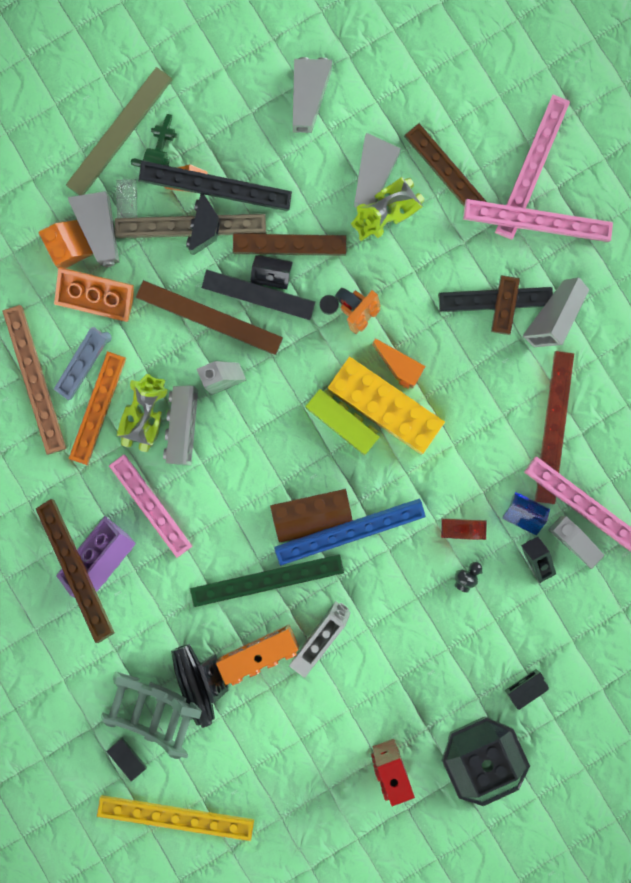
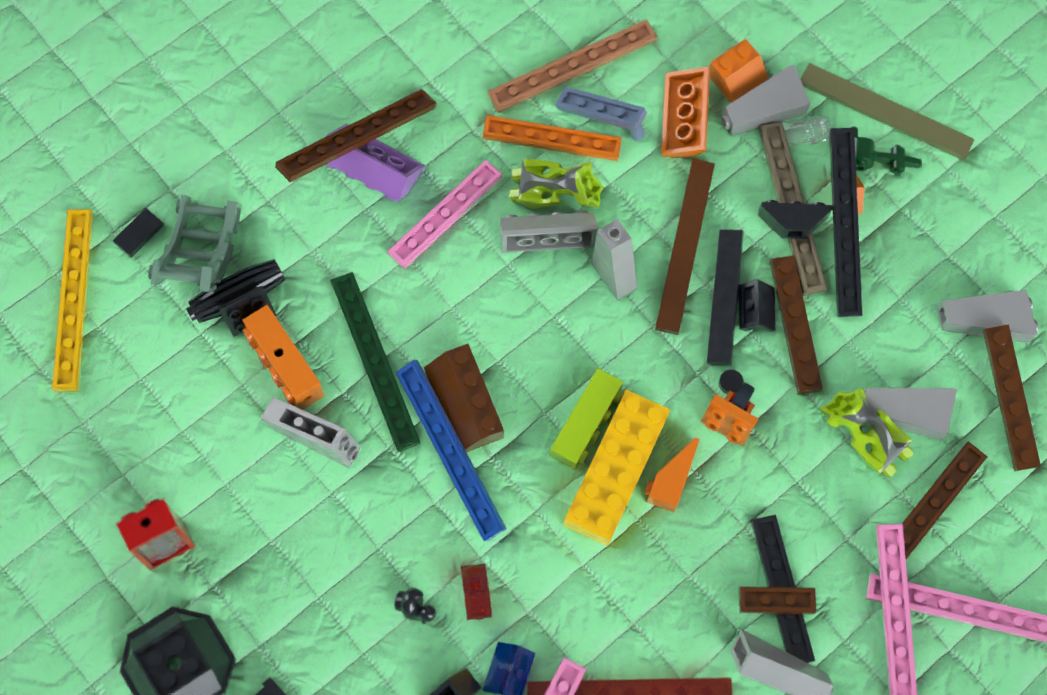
camera: 75 degrees right, 15 degrees down
(377, 92) = (1011, 398): none -> reddish brown plate

